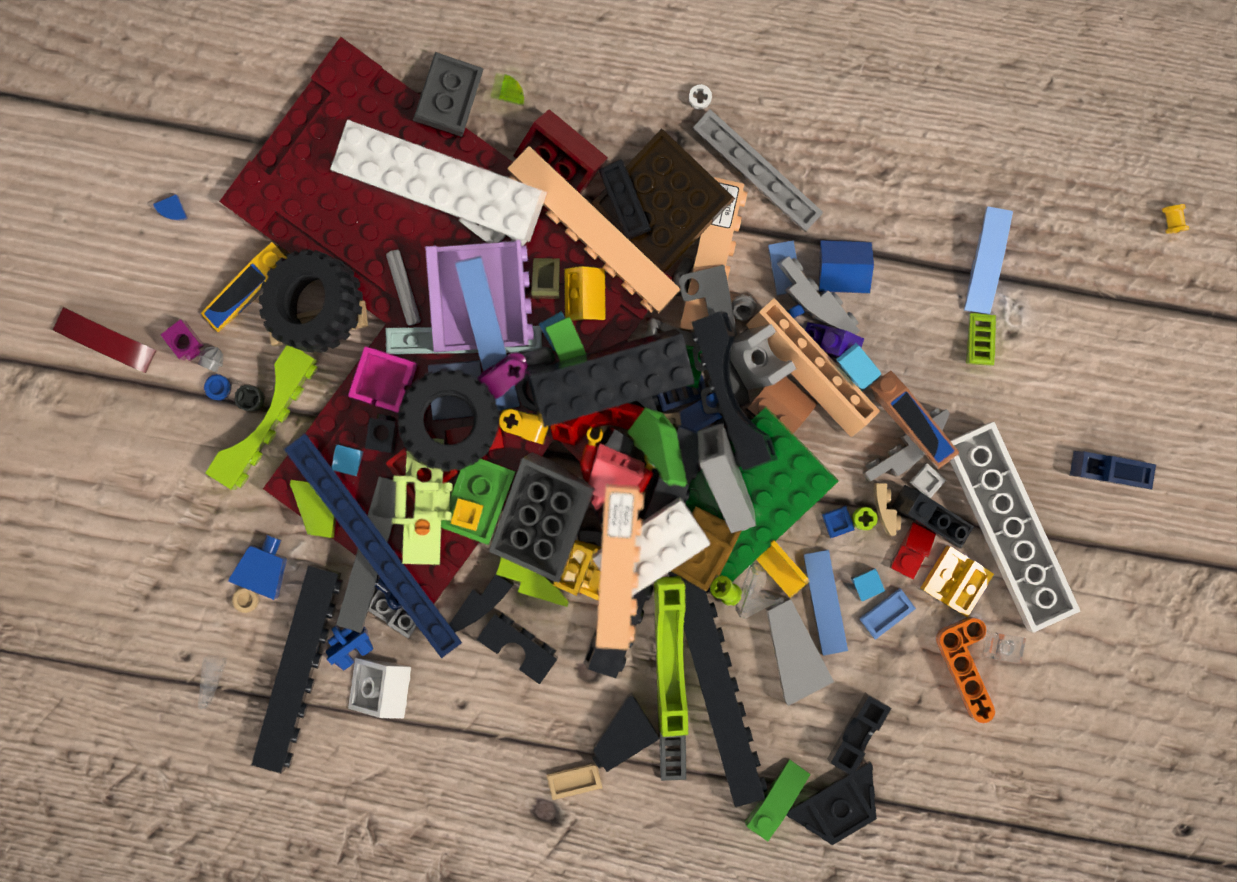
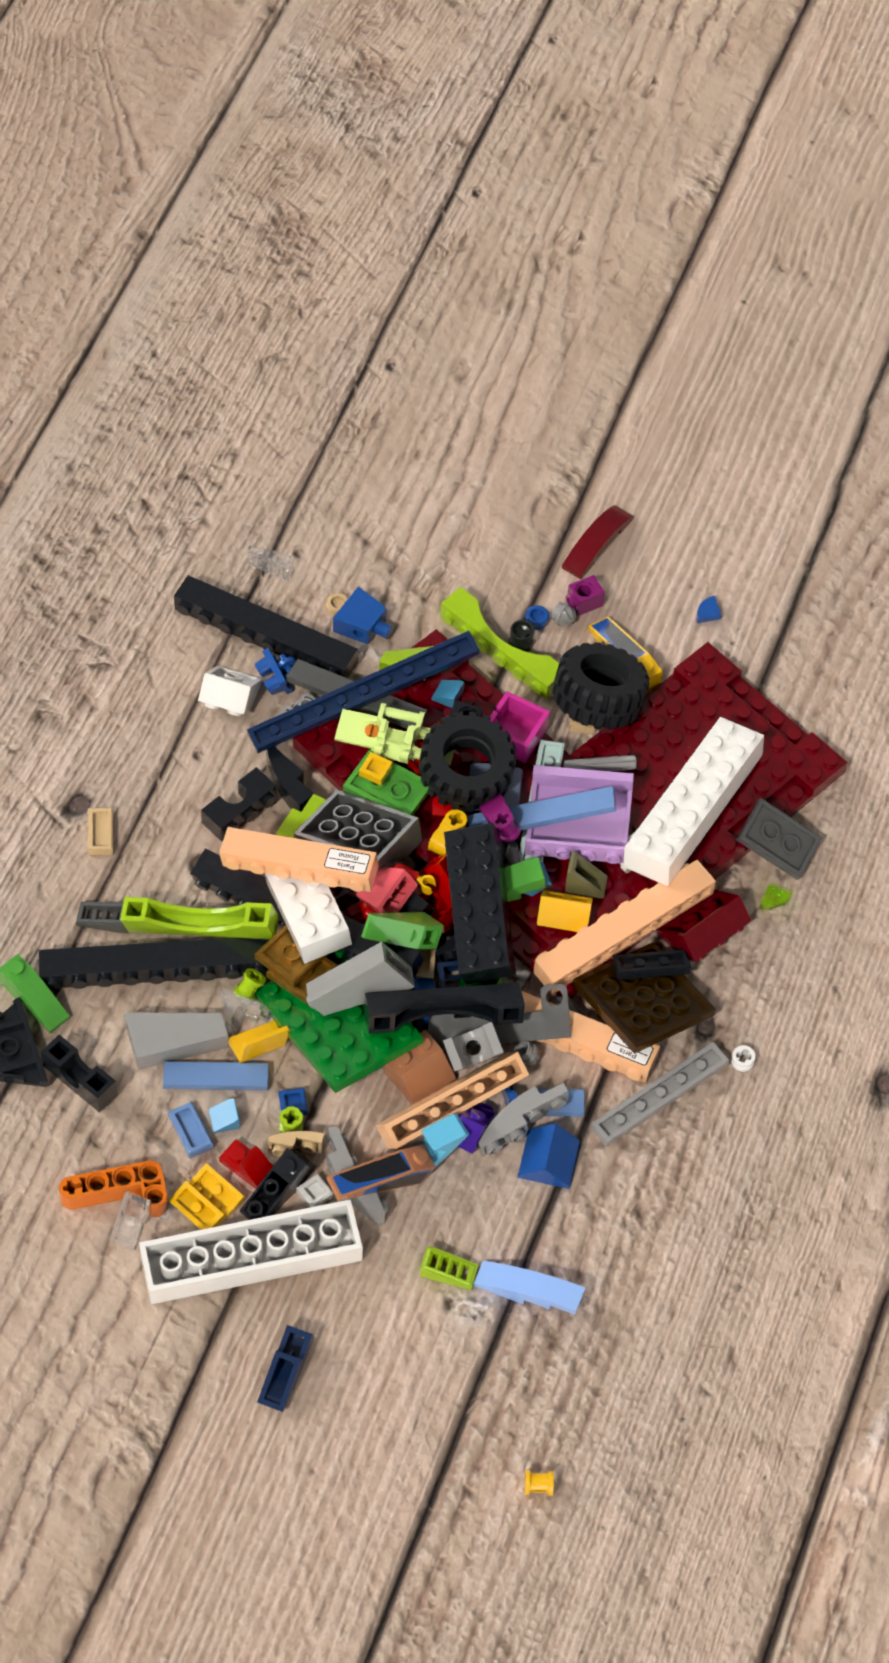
camera: 95 degrees right, 30 degrees down
(624, 736) = (134, 874): black slope -> none

